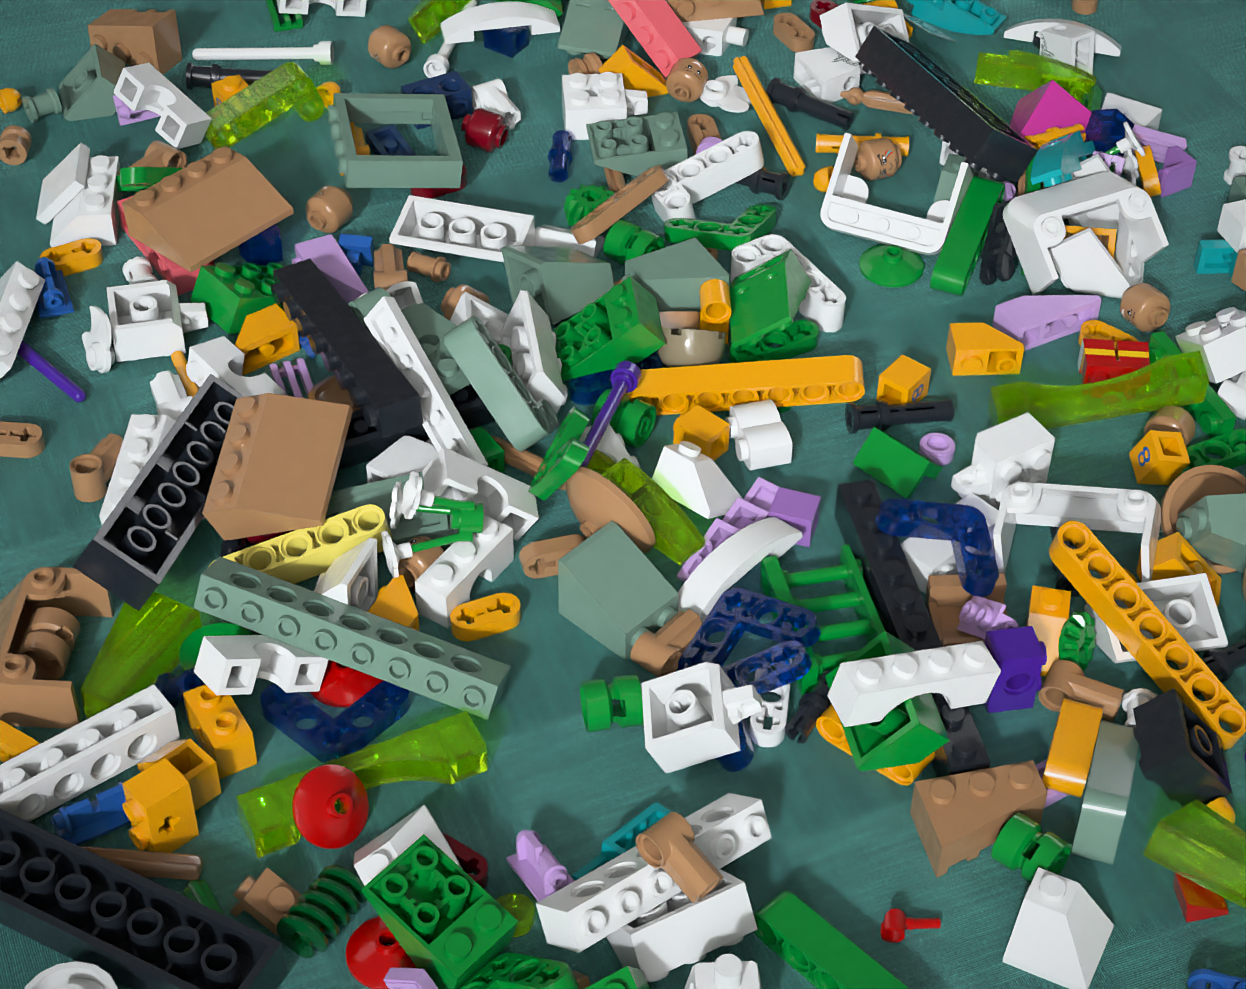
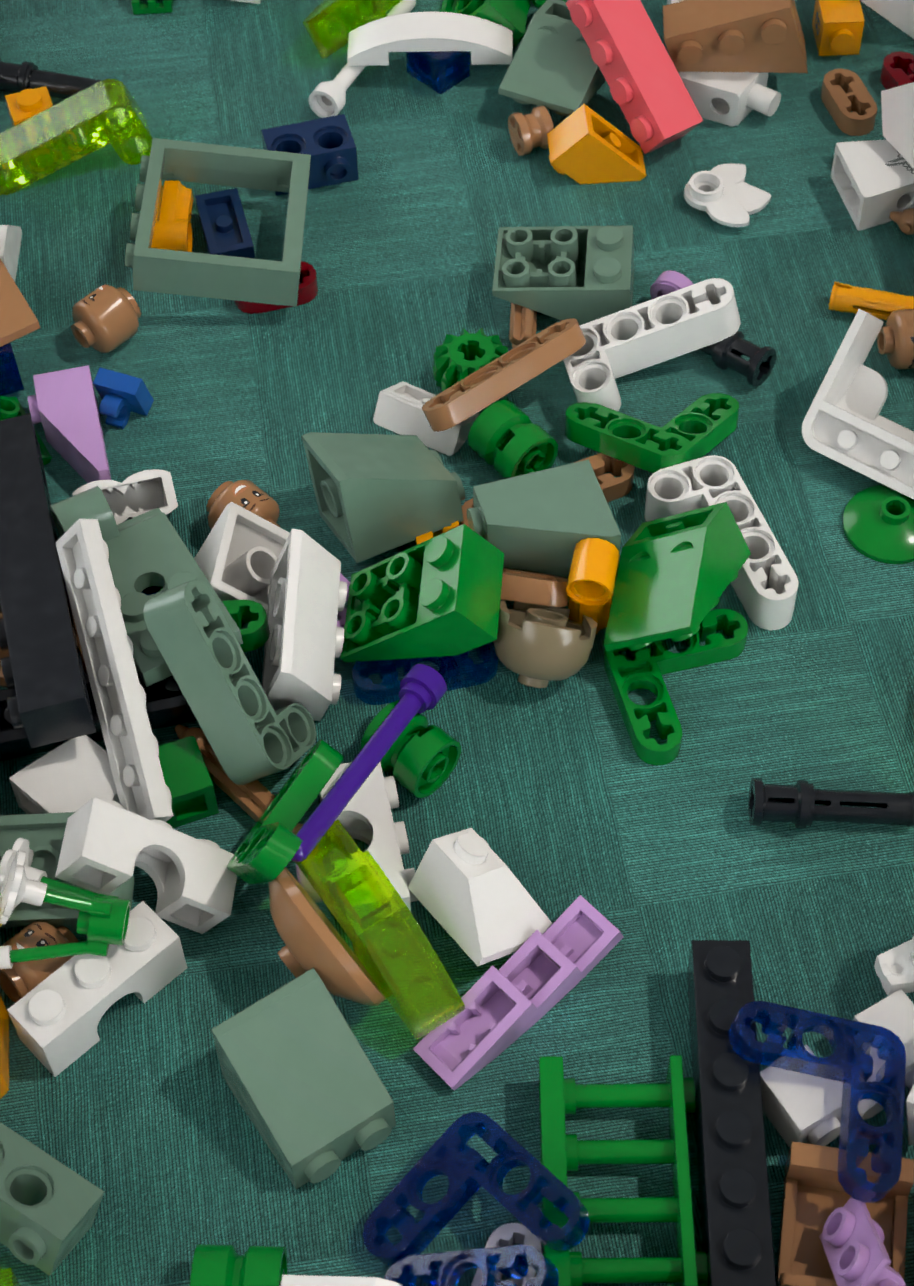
camera: 15 degrees right, 10 degrees up
(319, 52) = (181, 57): white piece -> none
(327, 97) = (168, 124): light orange hinge -> none
(388, 267) = (156, 436): medium nougat piece -> none
(389, 46) = (270, 58): medium nougat head -> none
(436, 268) = (224, 436): medium nougat pin -> none
(461, 228) = (270, 386): white slope -> none
(485, 130) = (360, 214): dark red head -> none
(485, 616) = (110, 1072): light orange beam -> none
(494, 97) = (387, 164): white piece -> none
(548, 553) = (235, 981): medium nougat beam -> none
(560, 156) = (456, 269): clear blue pin -> none
(597, 98) = (530, 189): white hinge -> none
(661, 651) = (348, 1192): medium nougat piece -> none
(687, 80) = (669, 166): medium nougat head -> none
(699, 127) = (662, 261): medium nougat beam -> none
(703, 430) = (518, 797): light orange brick -> none
(730, 384) = (611, 723): light orange beam -> none
(732, 561) = (495, 1053): white slope -> none
(759, 434) = (607, 810): white brick -> none
(769, 116) = (773, 243): light orange axle -> none
(797, 100) = (822, 219): black pin -> none
(798, 511) = (617, 974): medium lavender panel -> none
(822, 178) = (823, 358): light orange hinge -> none
(894, 463) = (804, 895): green panel -> none
(903, 382) = (851, 751): light orange brick -> none
(937, 448) = (875, 877): lavender tile -> none

